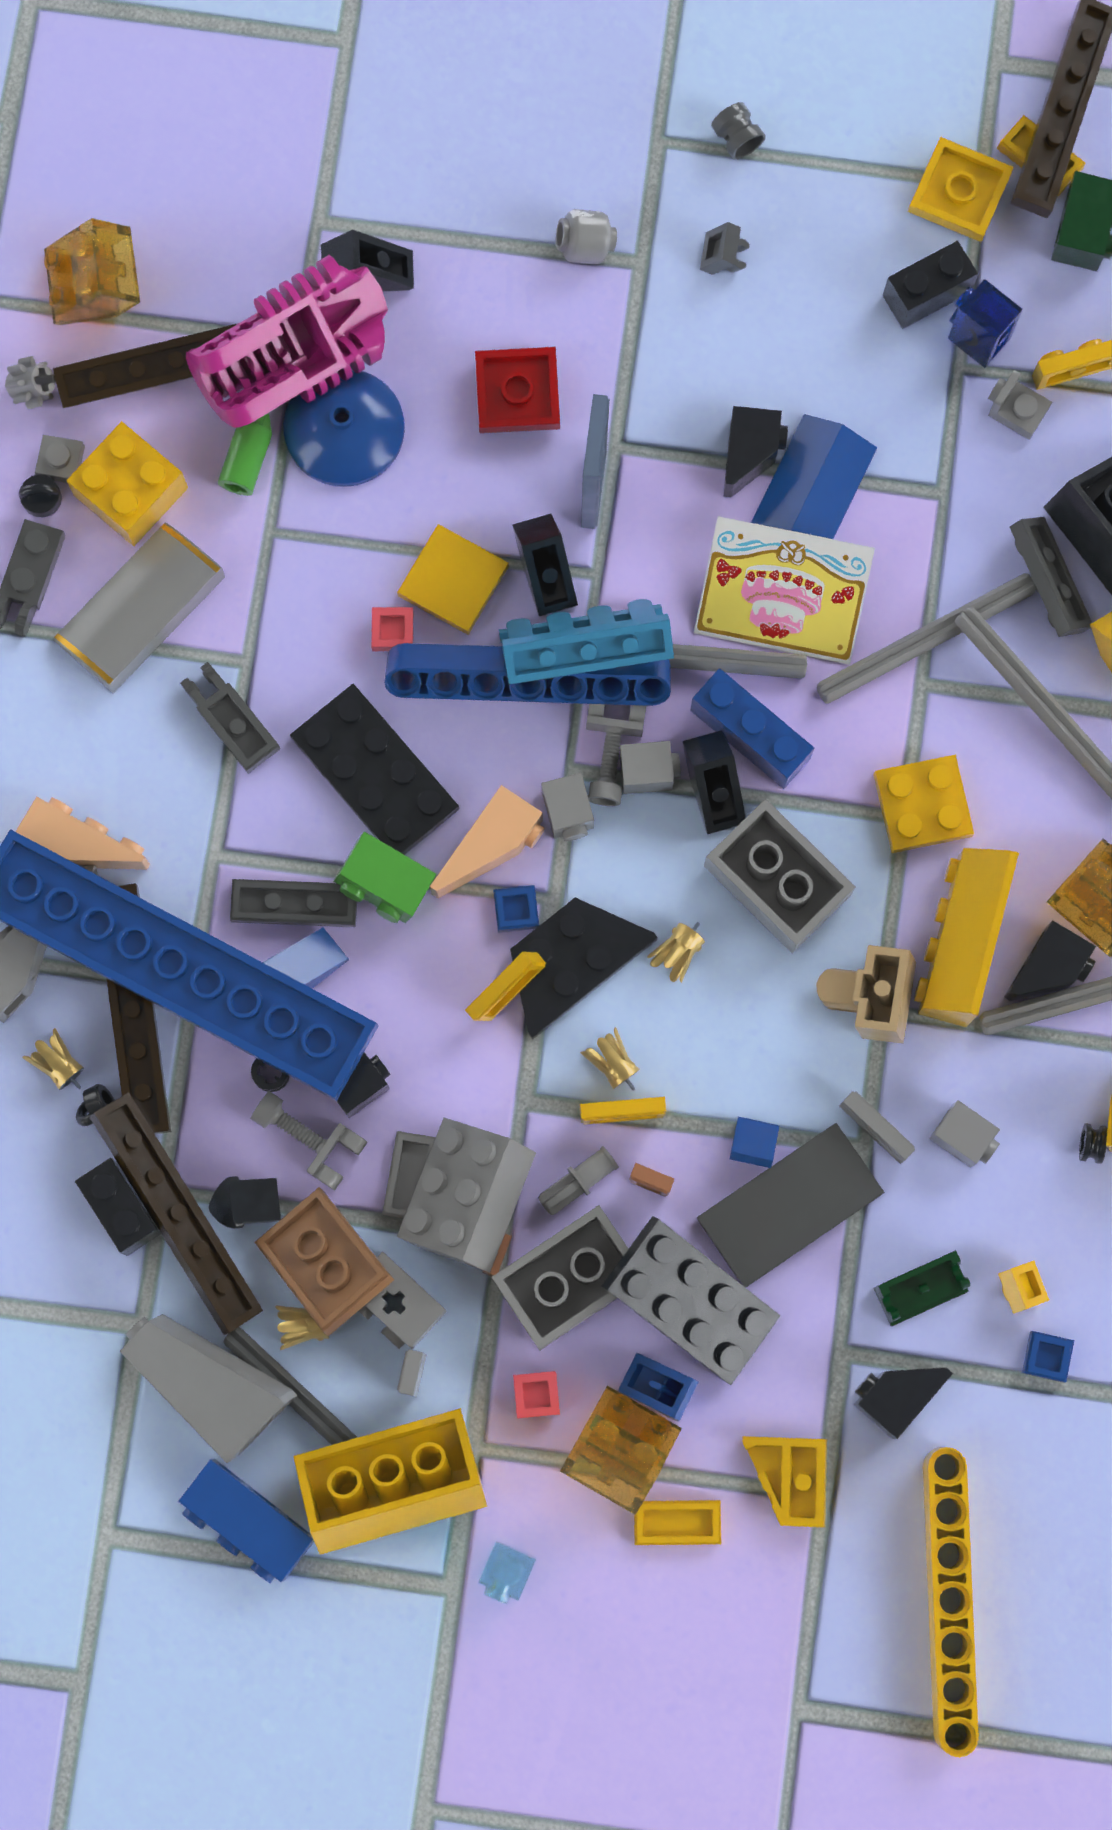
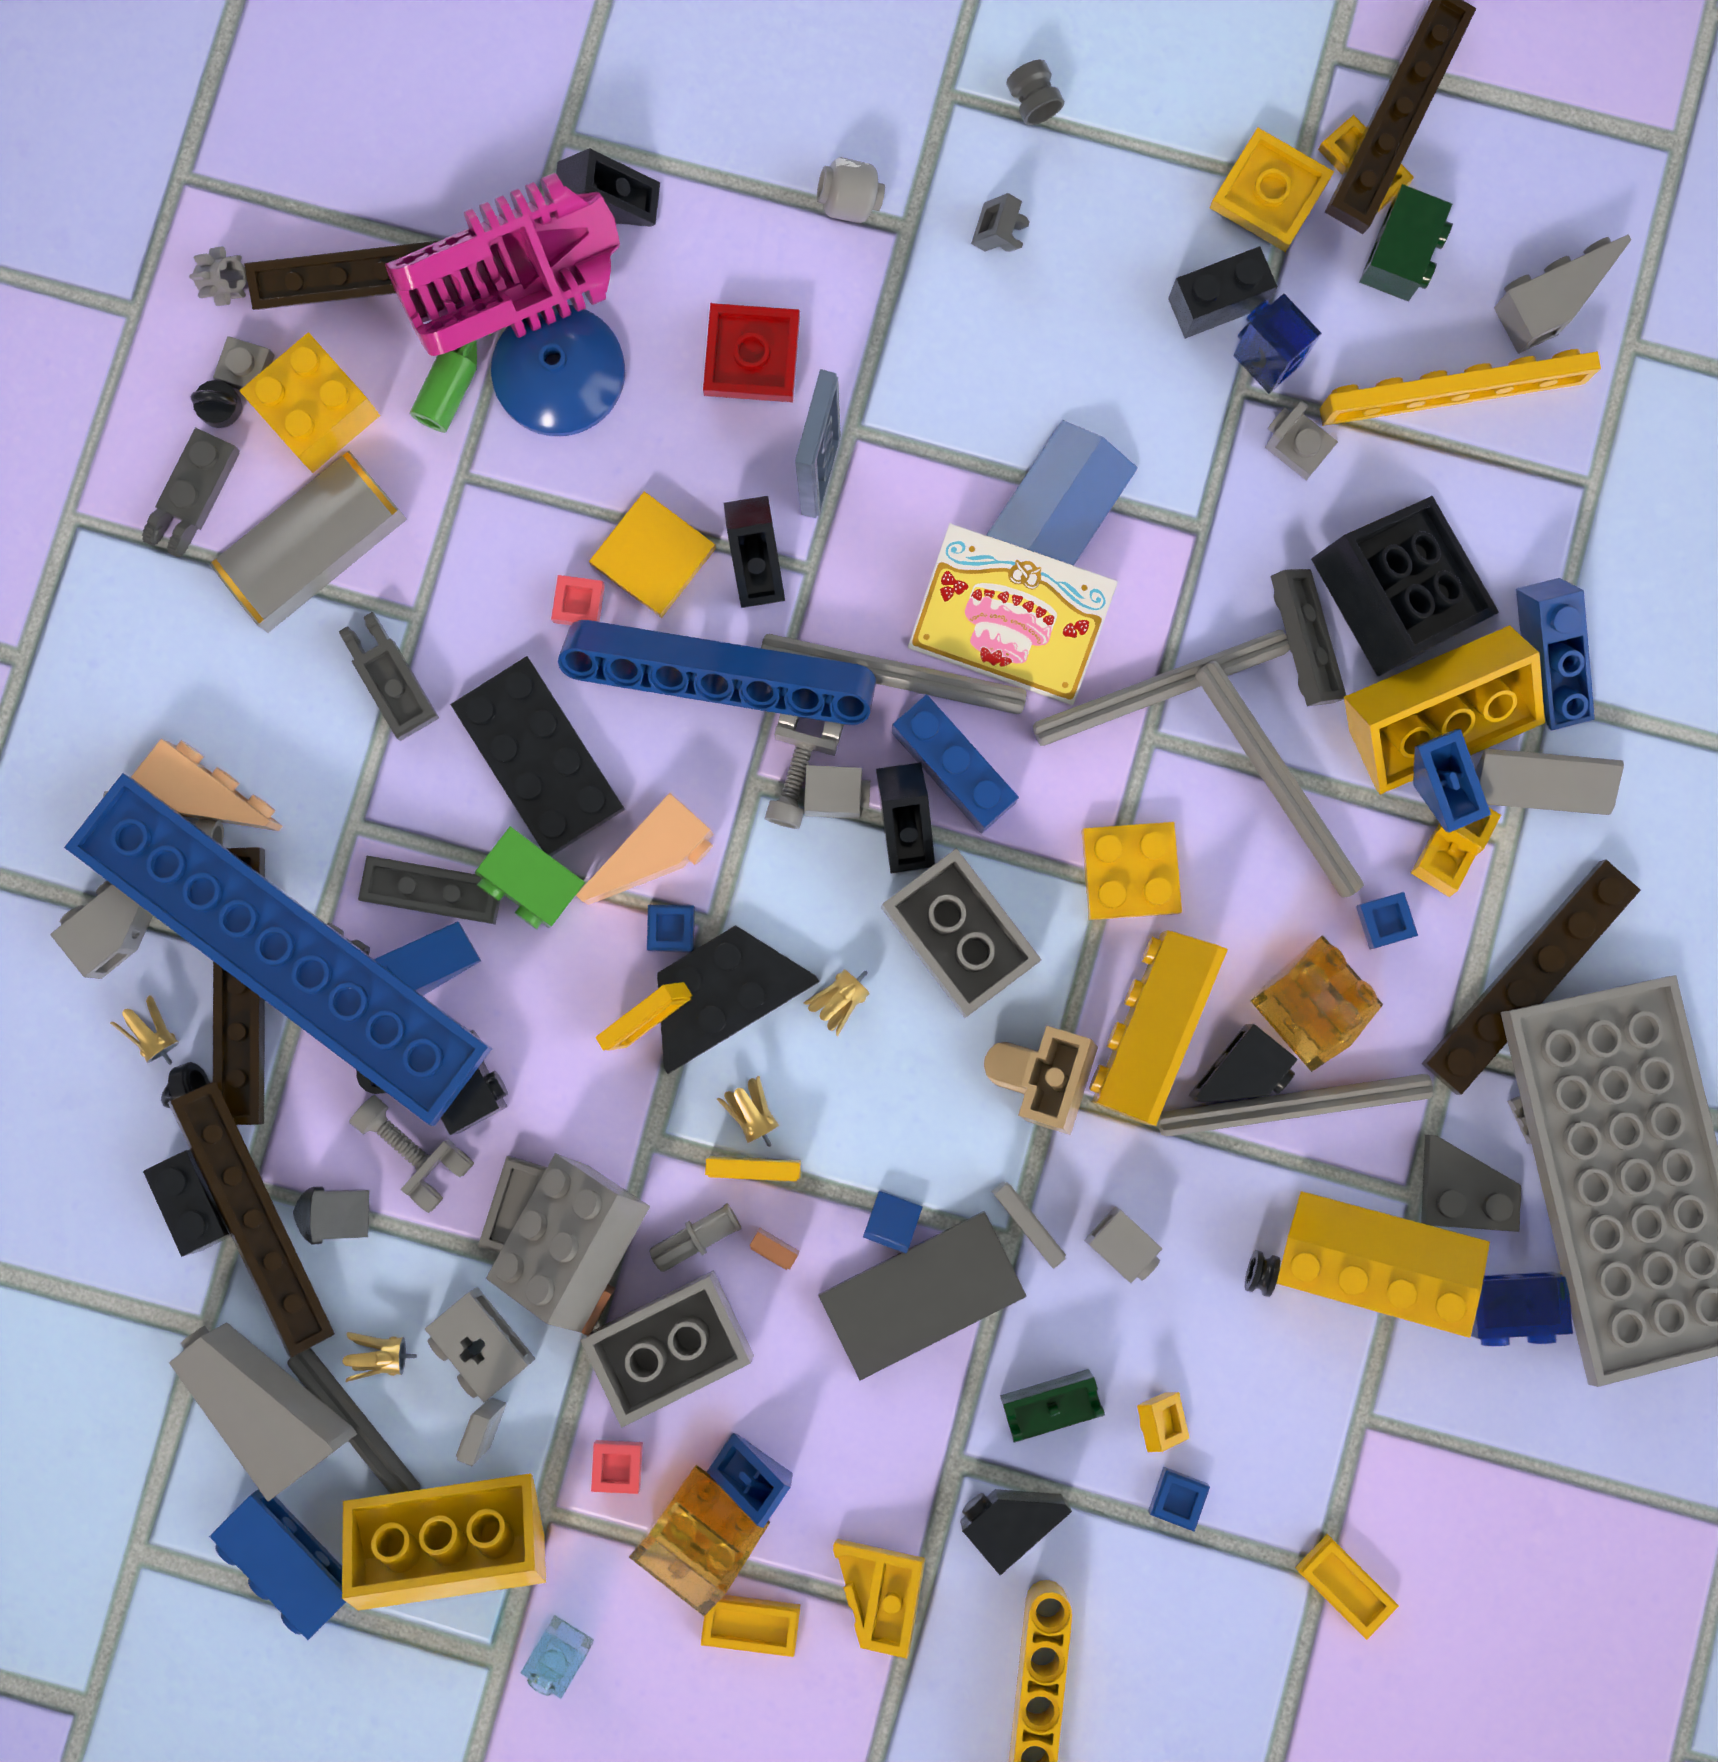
camera: 10 degrees right, 5 degrees up
(91, 273) = (304, 162): clear yellow slope -> none
(324, 1261) = (404, 1293): medium nougat tile -> none
(568, 807) = (741, 825): light grey brick -> none
(586, 642) = (803, 648): dark azure fence -> none
(691, 1300) = (795, 1392): plate -> none
(752, 445) = (1000, 448): black slope -> none

